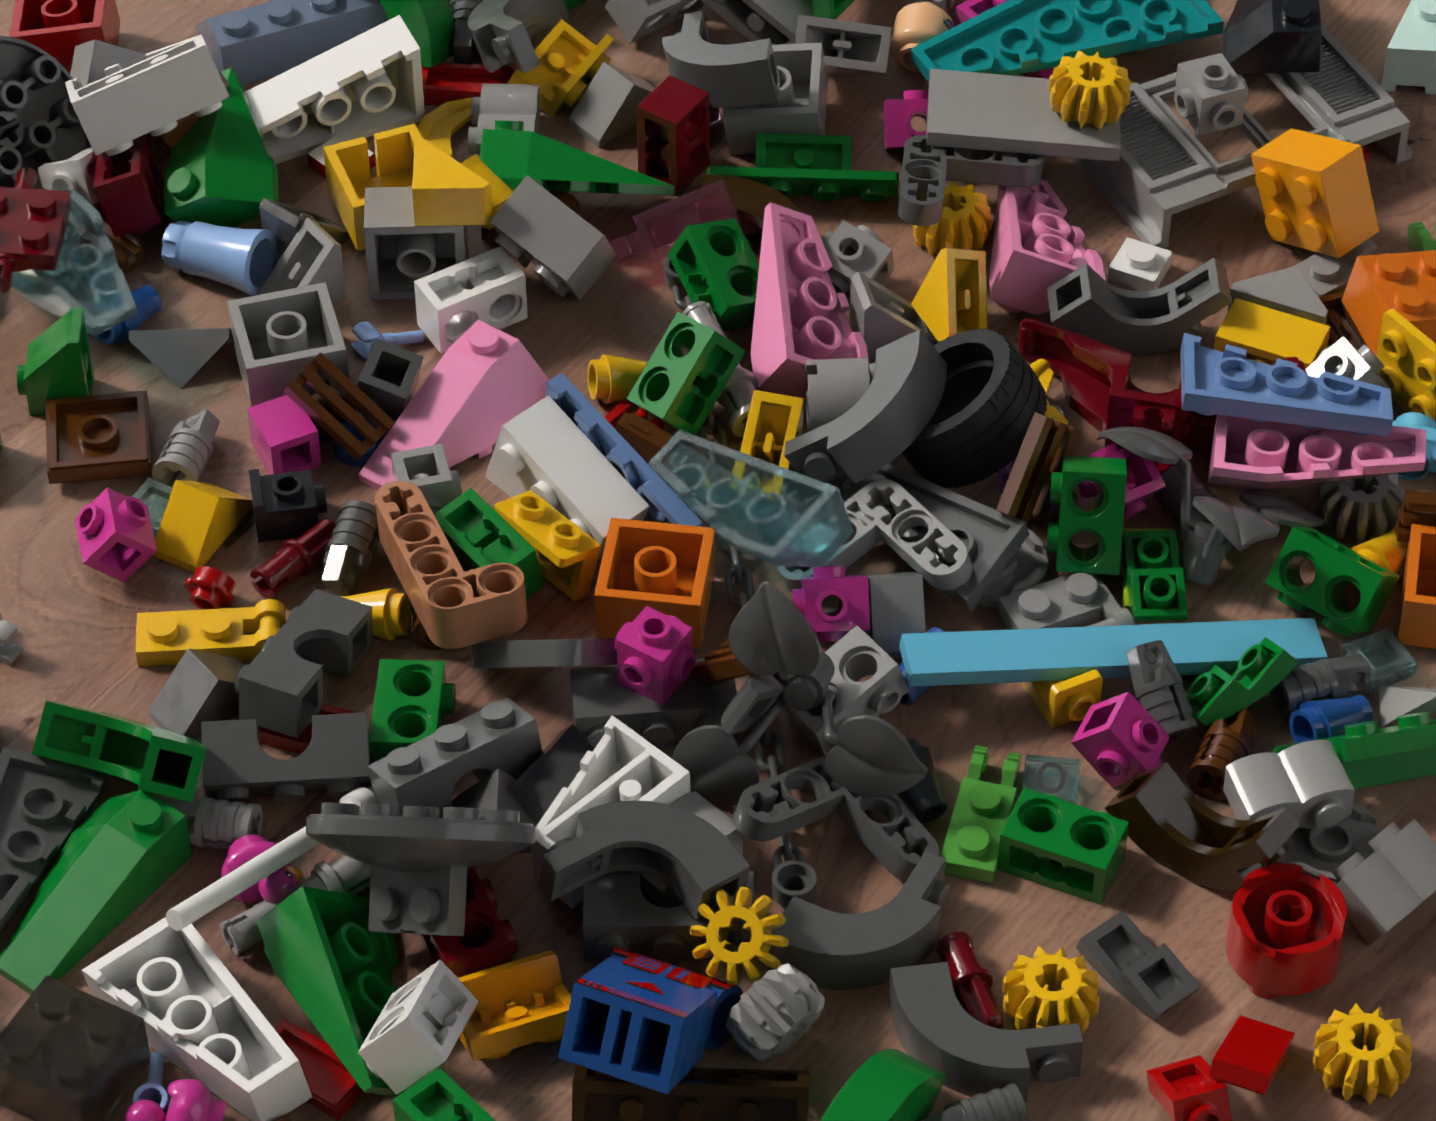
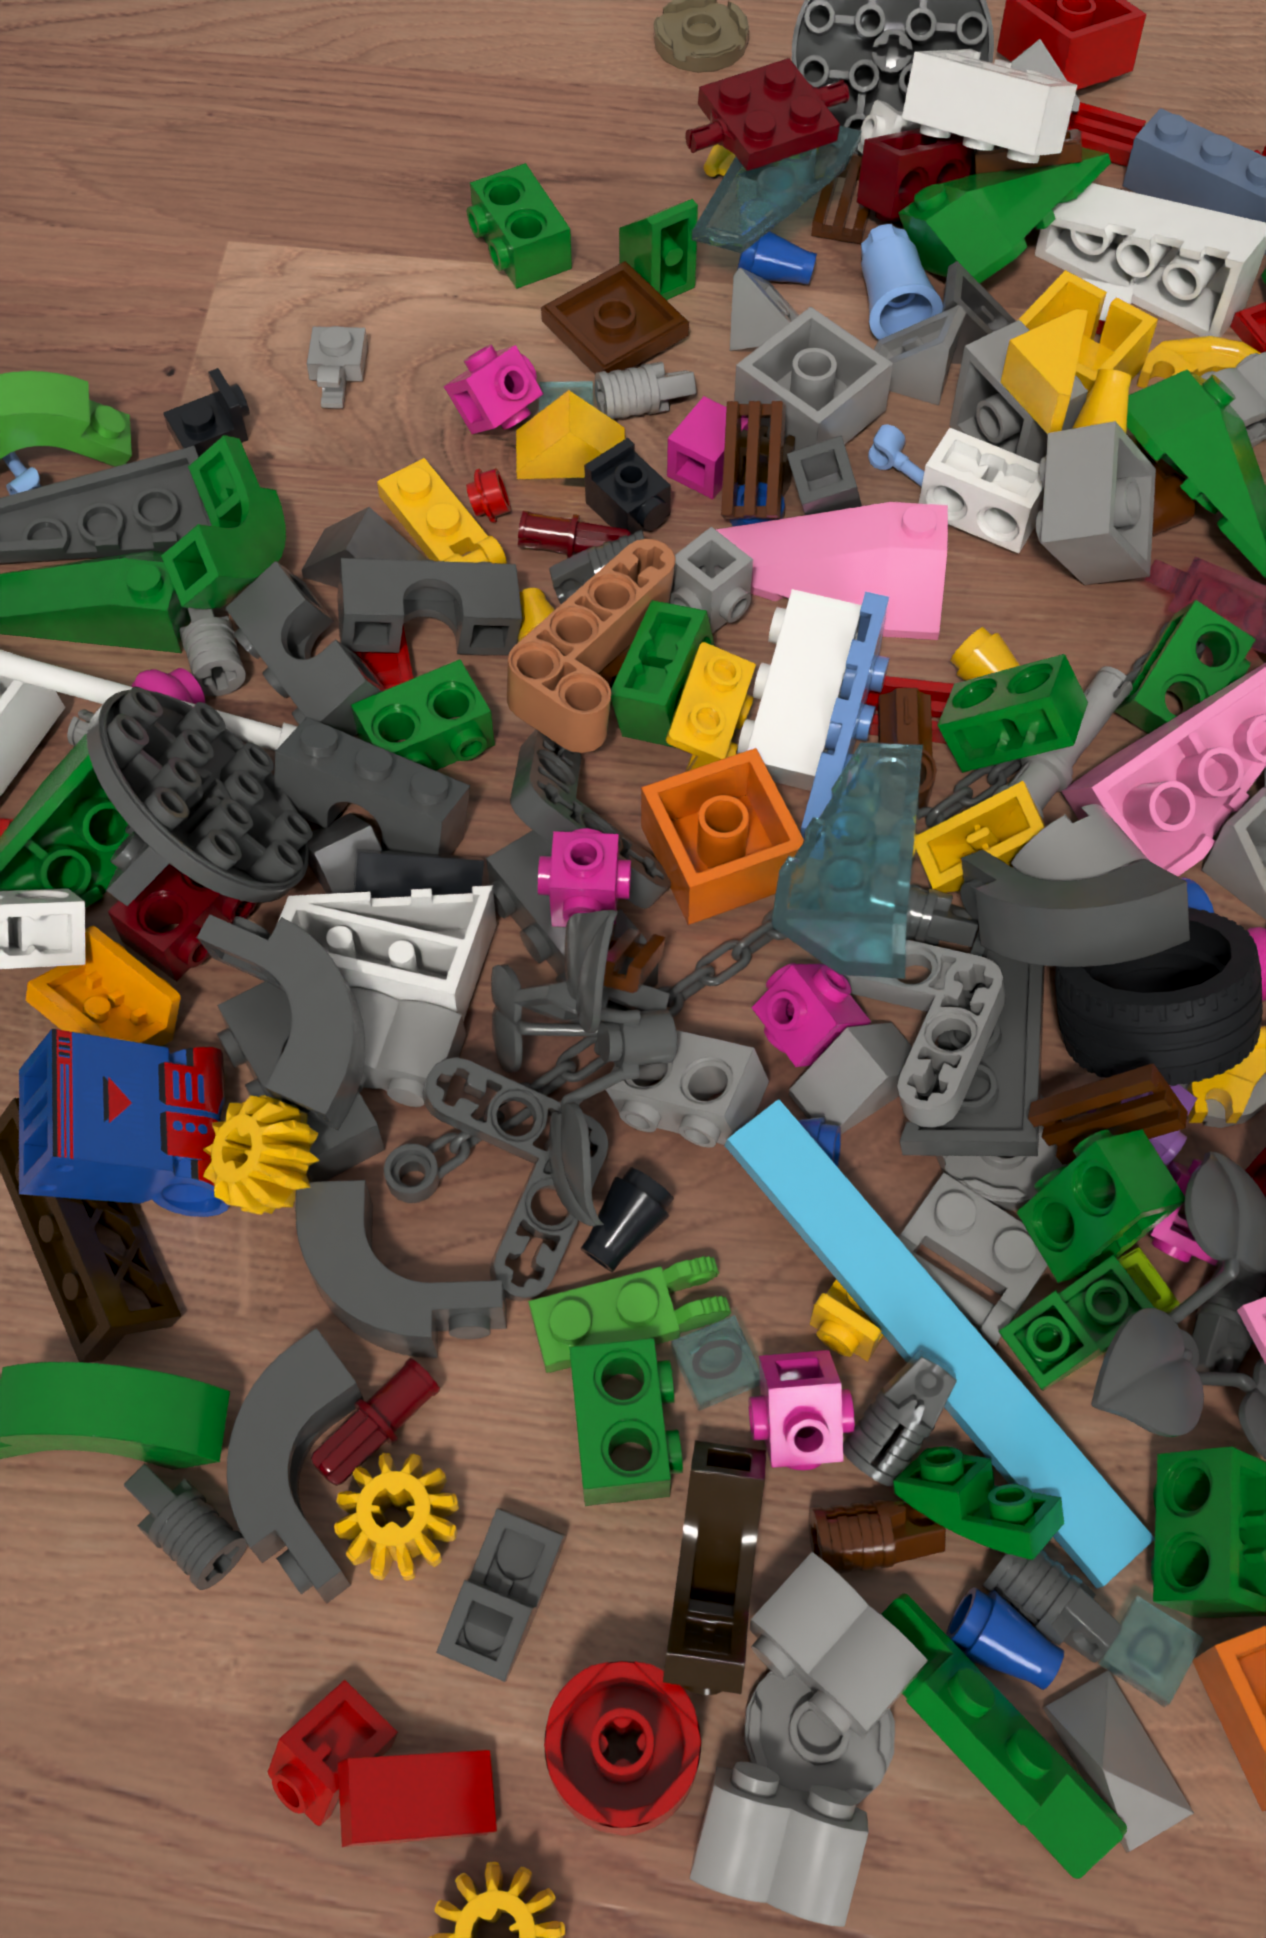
camera: 60 degrees right, 15 degrees up
(775, 1012) = (205, 1242): light grey gear -> none

